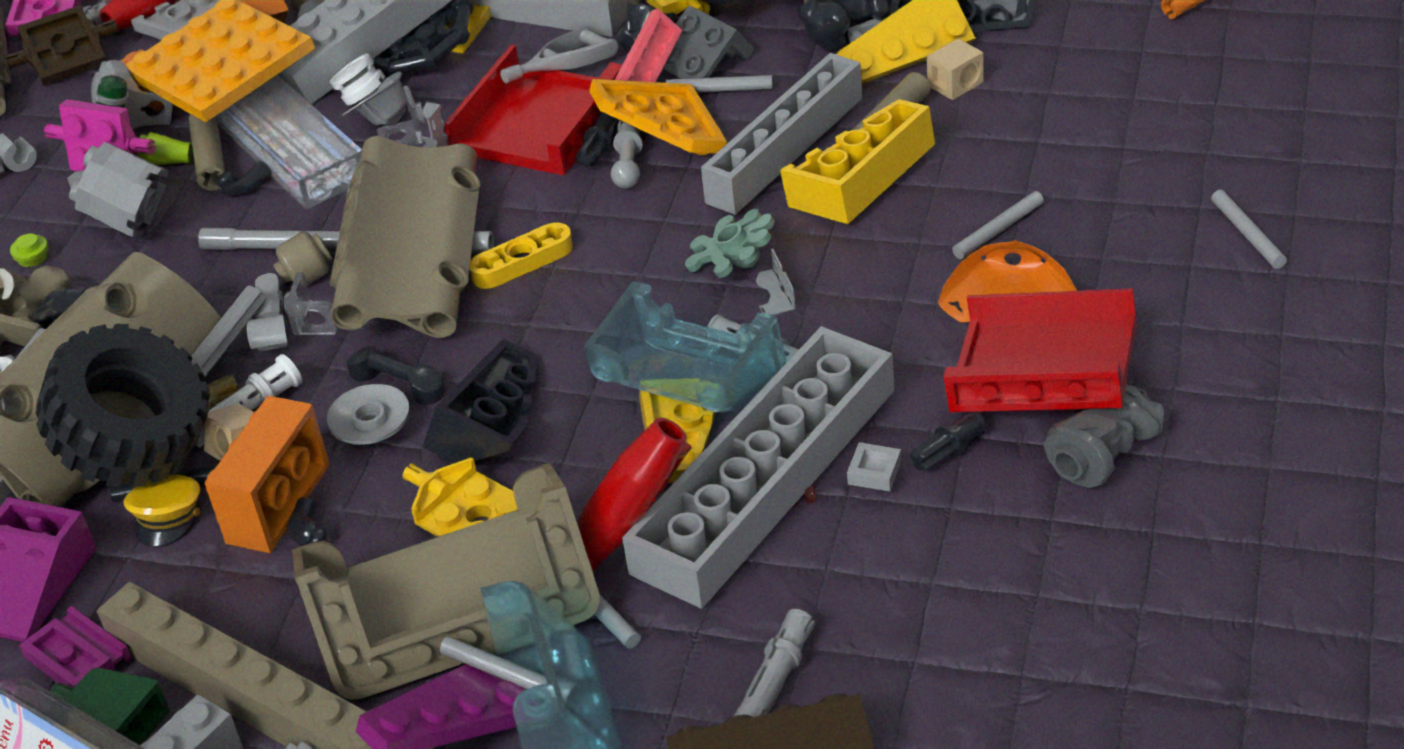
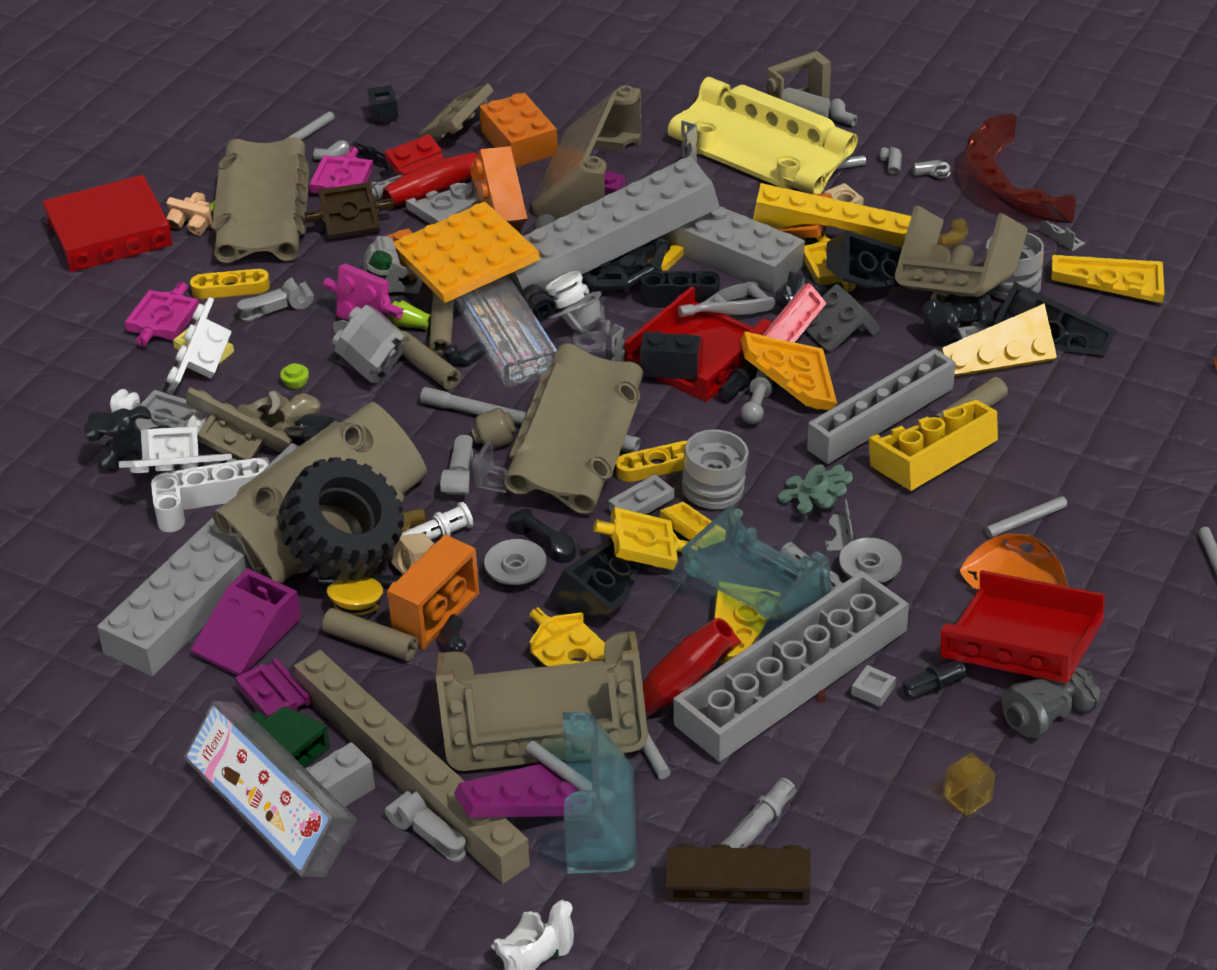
camera: 10 degrees right, 0 degrees up
(194, 547) = (370, 634): none -> dark tan piece
(204, 199) = (430, 363): none -> dark tan piece
(228, 328) = (427, 473): light grey axle -> none
(325, 100) = (539, 302): none -> black wheel
(475, 54) = (663, 287): none -> black beam
(506, 126) = (671, 355): none -> black slope
(512, 304) = (643, 496): none -> light grey plate
(527, 349) = (642, 538): none -> yellow plate
(574, 316) = (685, 519): none -> yellow plate
(597, 246) = (714, 469): none -> light grey wheel
(727, 83) = (850, 353): light grey bar -> none
(823, 307) = (873, 556): none -> light grey dish
(955, 69) = (1032, 380): tan brick -> none
(1036, 562) = (969, 784): none -> clear yellow brick

